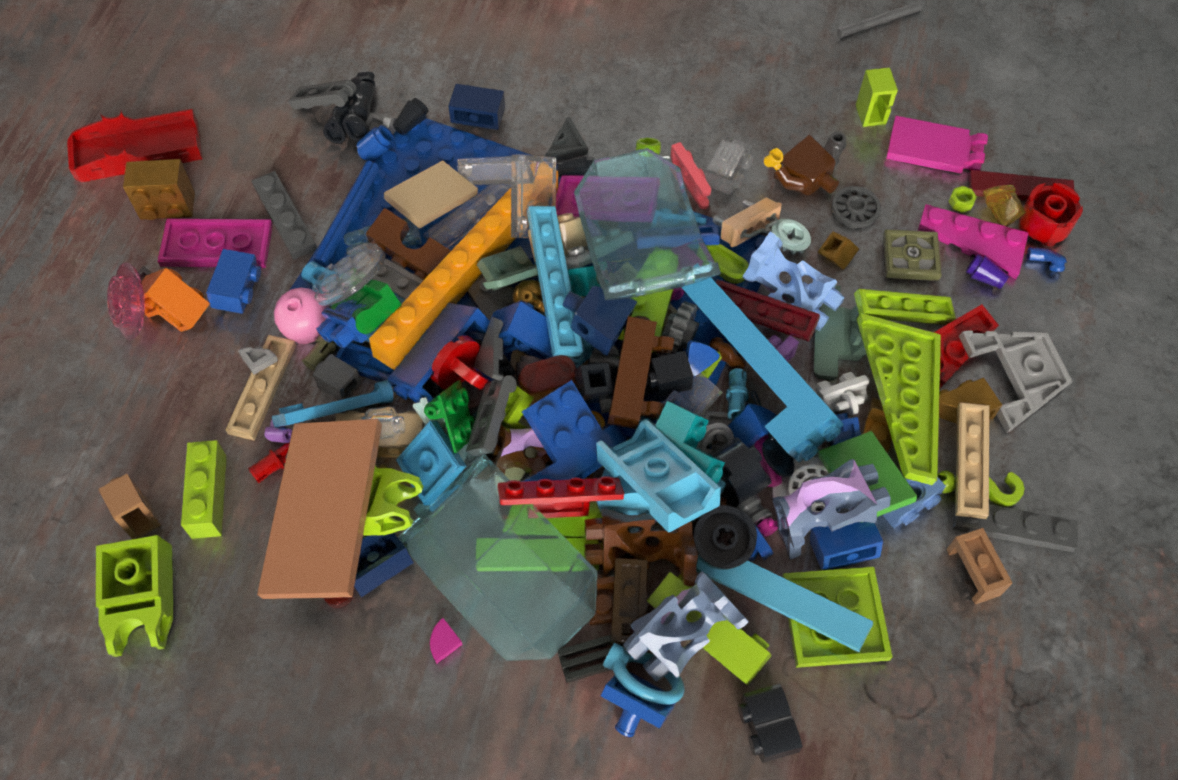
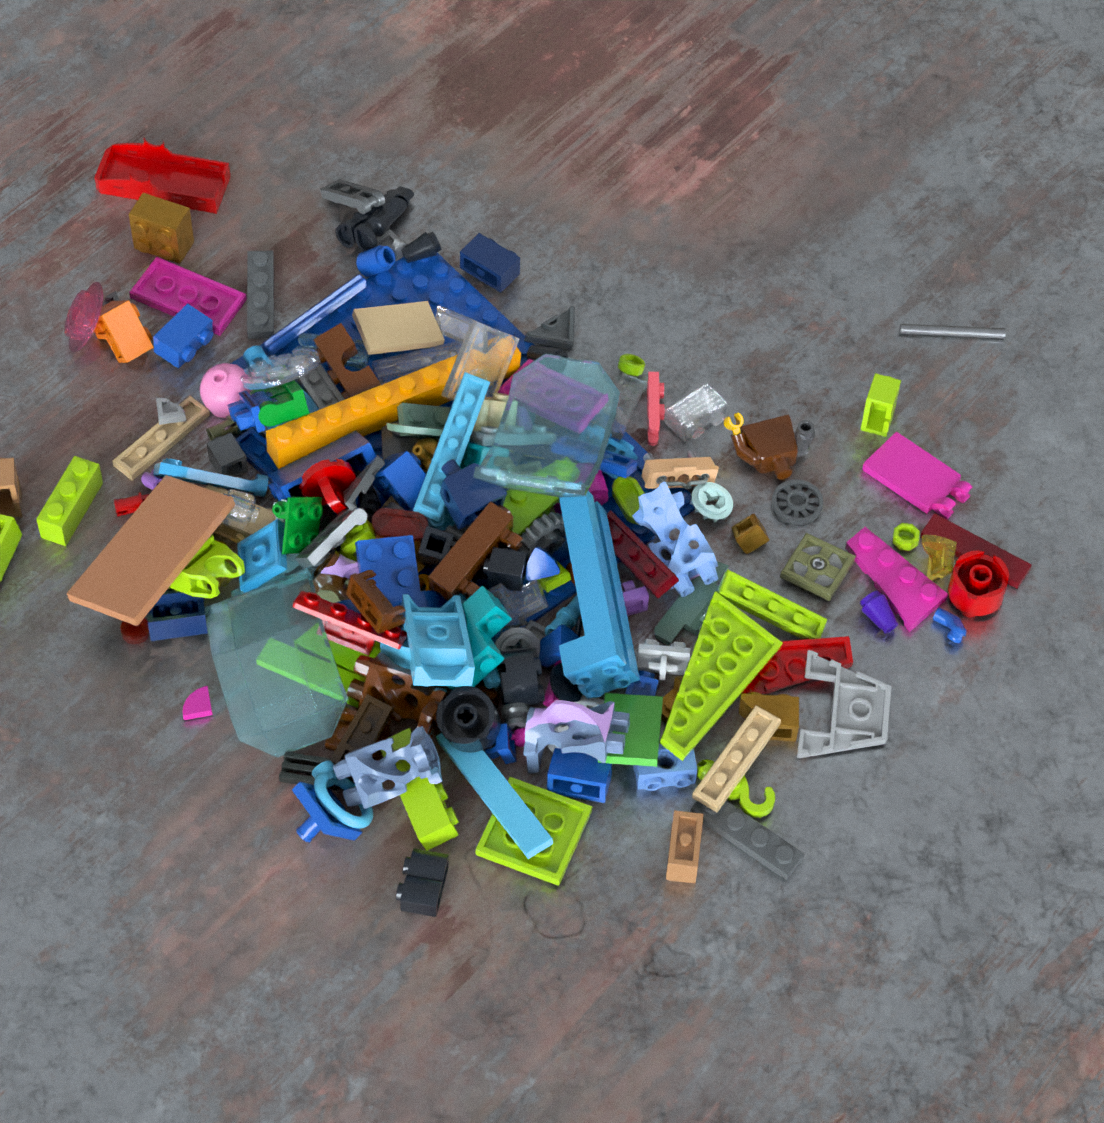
camera: 25 degrees right, 5 degrees down
(577, 465) = (373, 603): none -> reddish brown hinge

